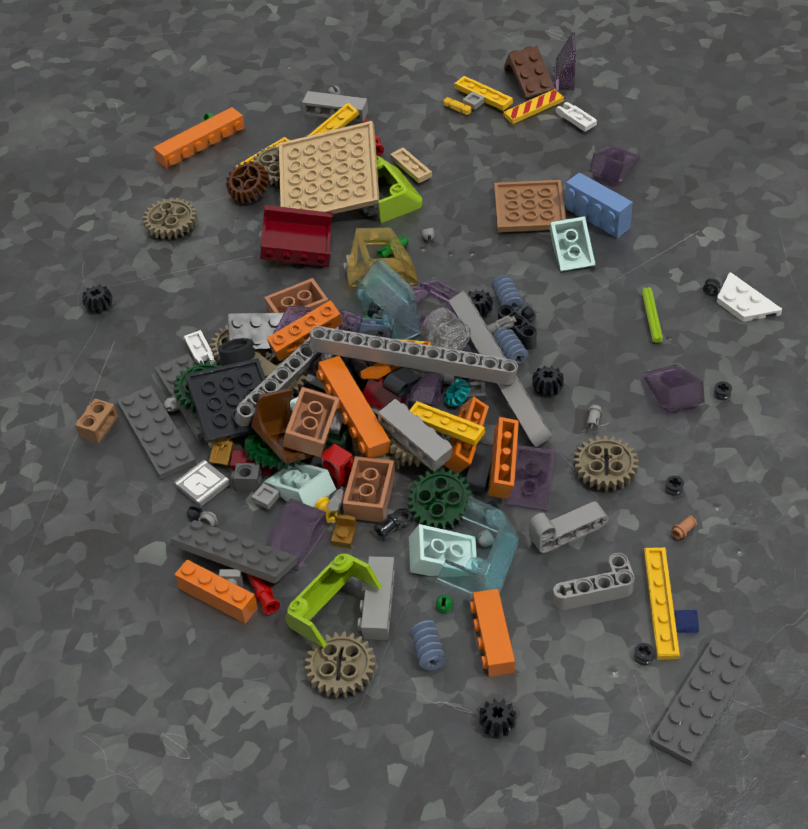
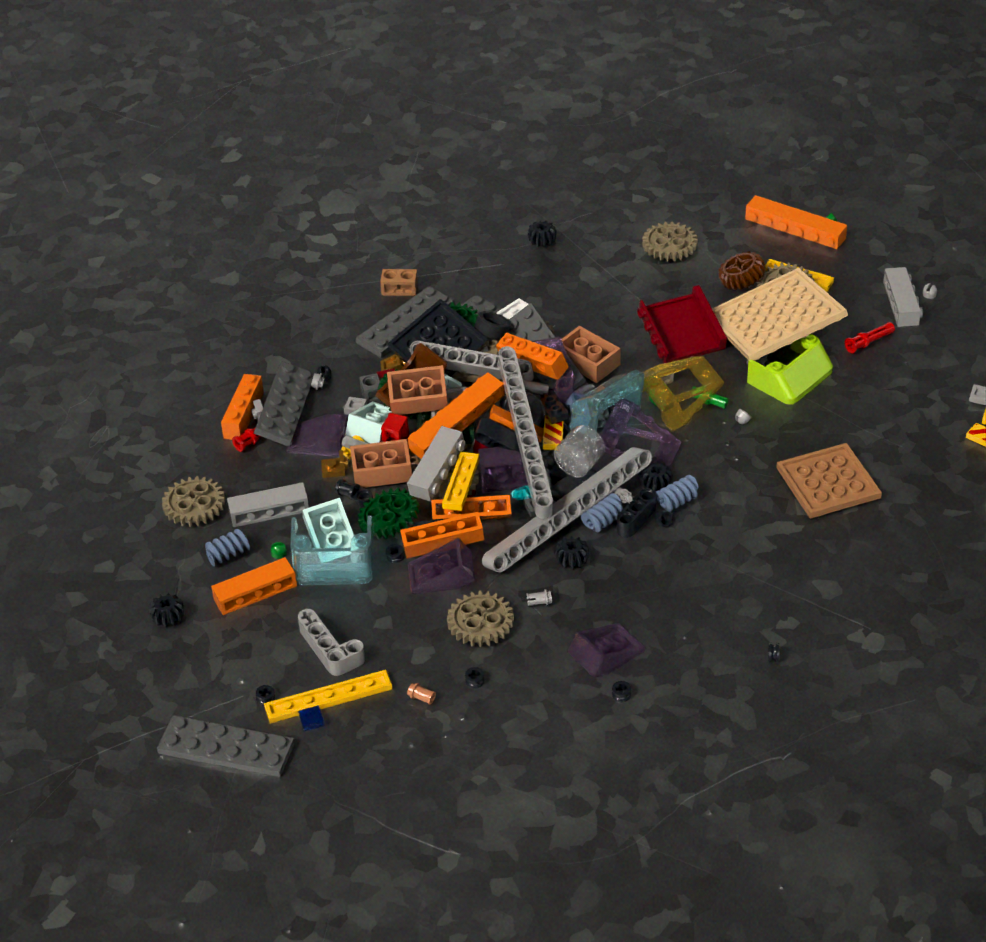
camera: 70 degrees right, 5 degrees down
(202, 483) = (357, 364): tile -> none
(322, 590) = (247, 460): lime windscreen -> none
(338, 119) = (865, 301): yellow tile -> none
(411, 165) = (842, 376): tan plate -> none
(456, 105) = (965, 386): yellow axle -> none
(554, 533) = (387, 606): light grey beam -> none
(572, 244) = (780, 525): light aqua slope -> none
(598, 205) = (846, 527): medium blue brick -> none
(612, 163) = (939, 529): clear purple slope -> none
(652, 315) = (708, 613): lime axle -> none
(744, 300) = (771, 685): white wing -> none

